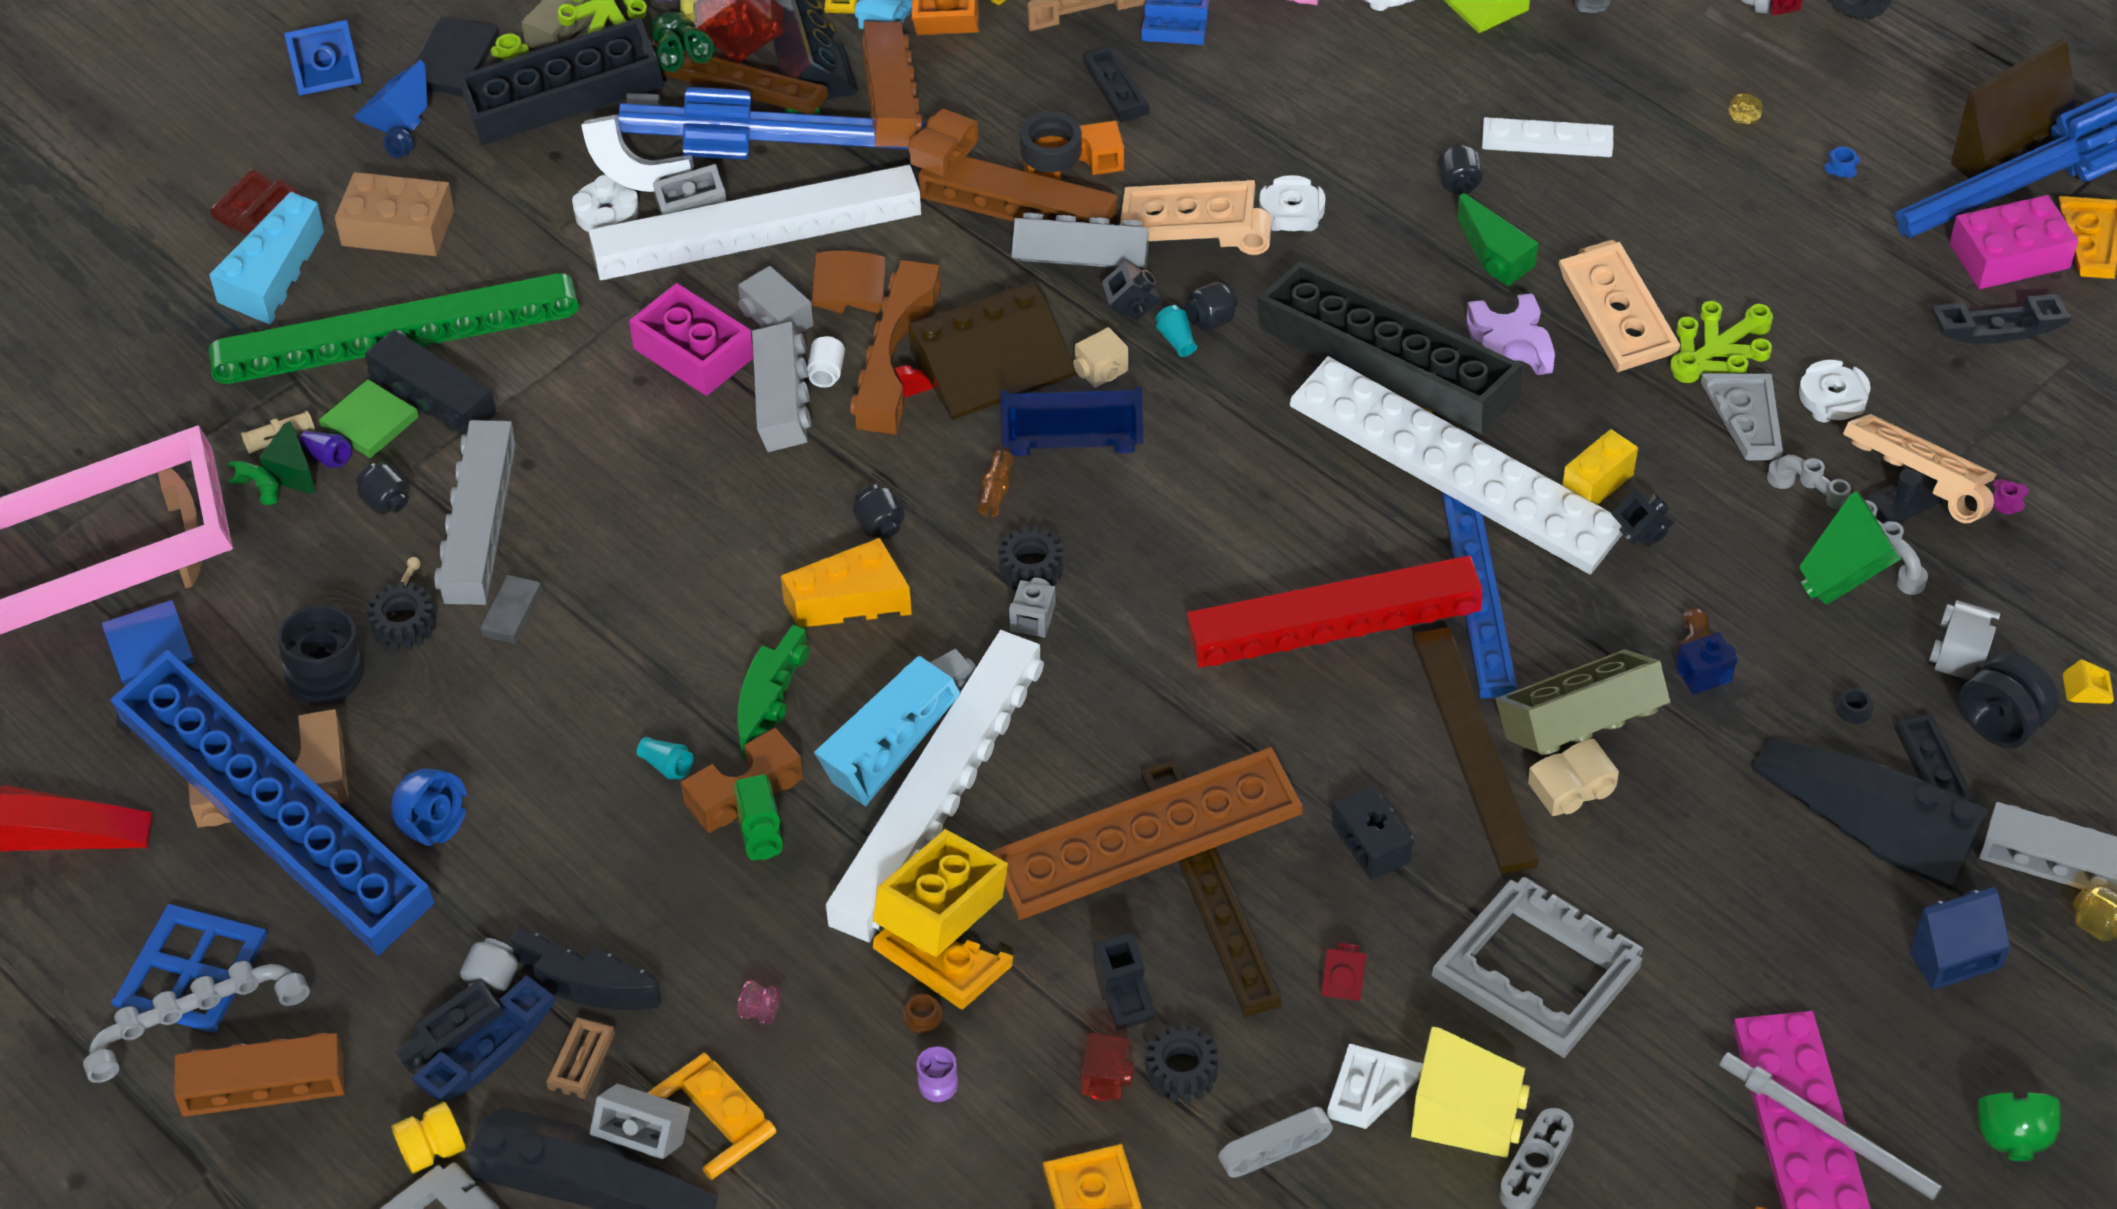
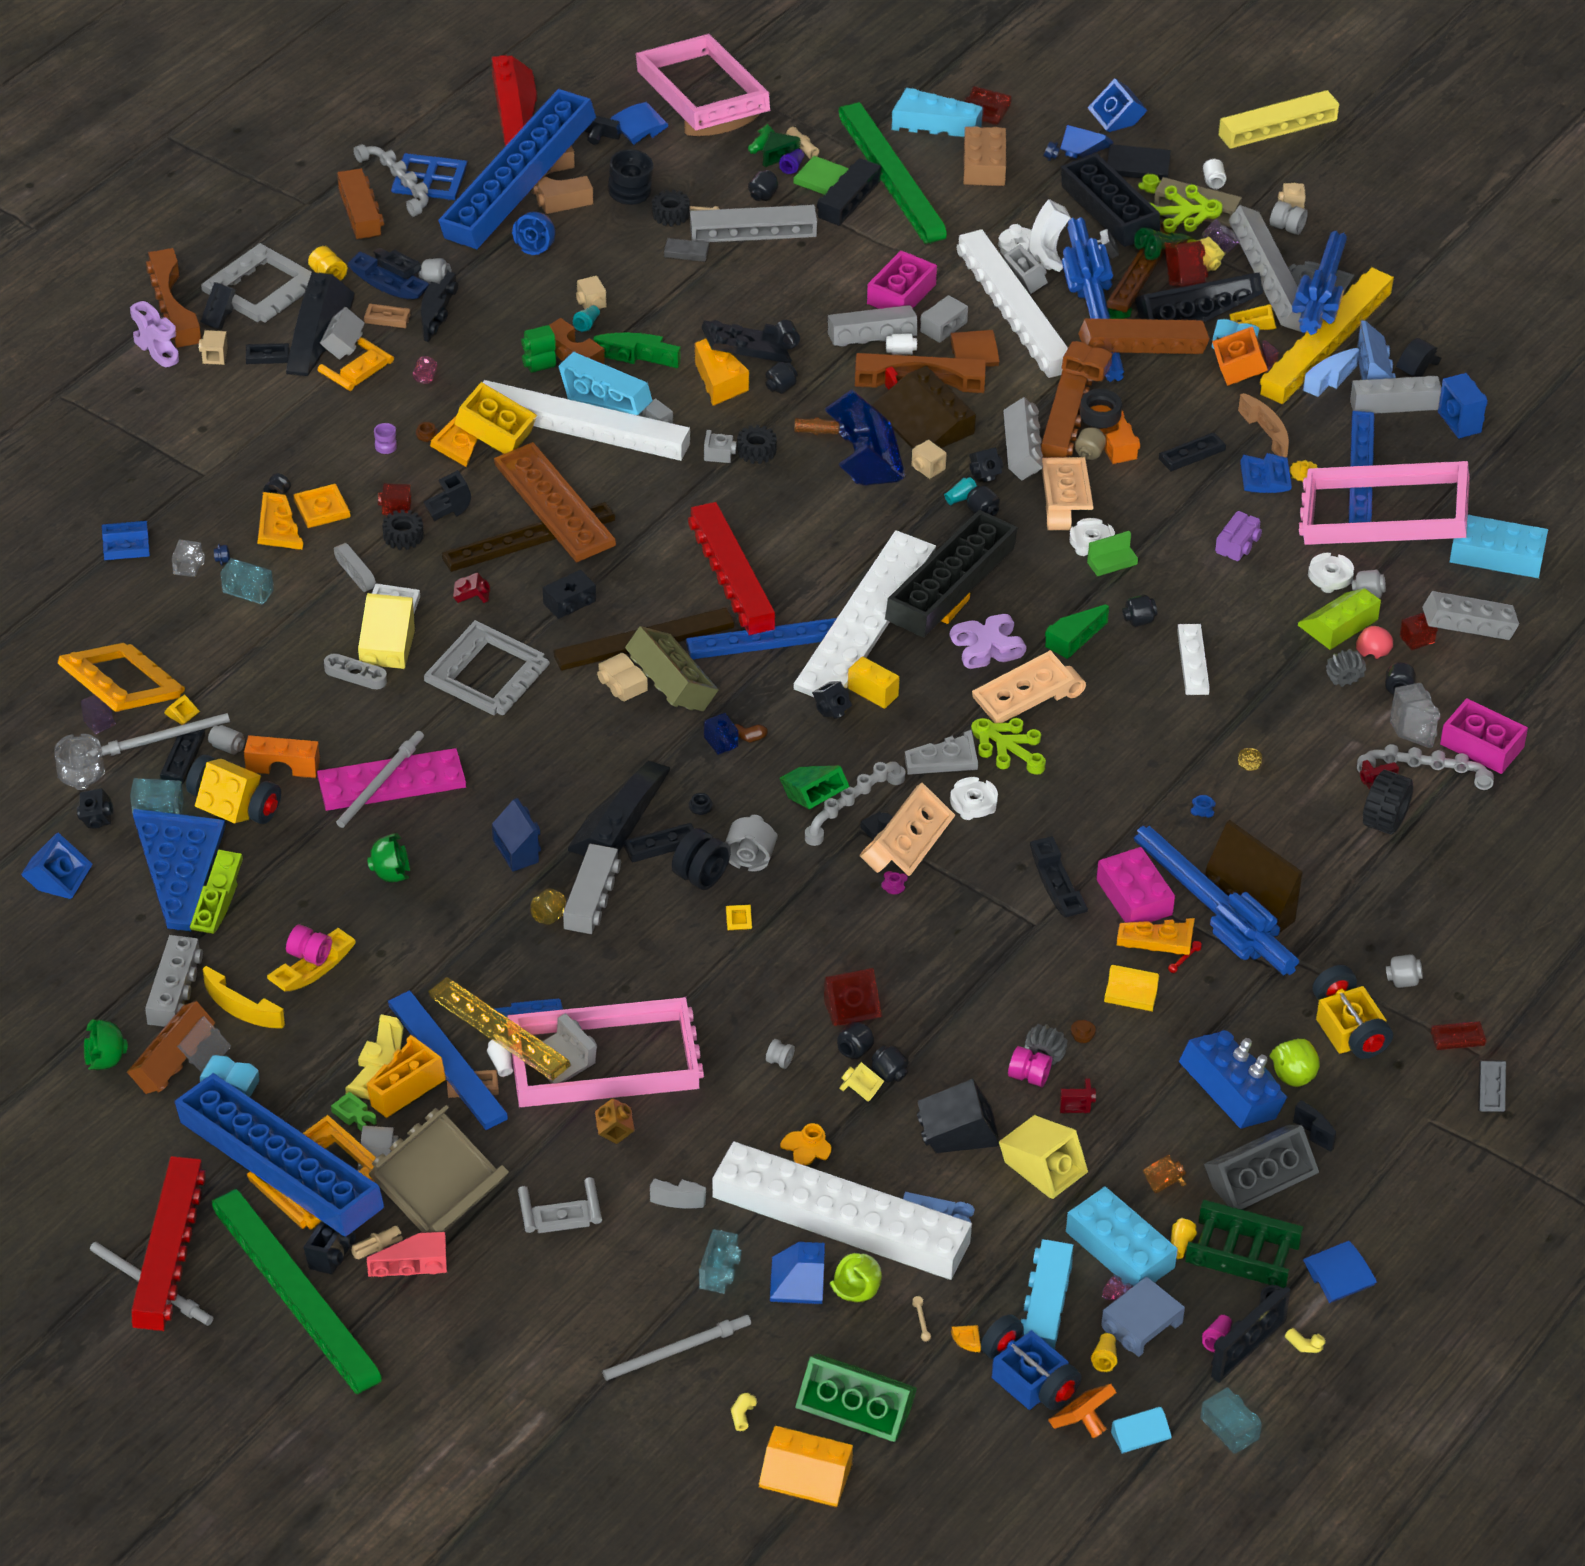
camera: 80 degrees right, 5 degrees down
(607, 742) = (591, 292): none -> tan brick
(797, 535) = (765, 344): none -> black hinge
(1097, 173) = (1090, 443): none -> dark tan head
(1310, 56) = (1238, 536): none -> medium lavender brick
(1340, 193) = (1111, 554): none -> bright green panel

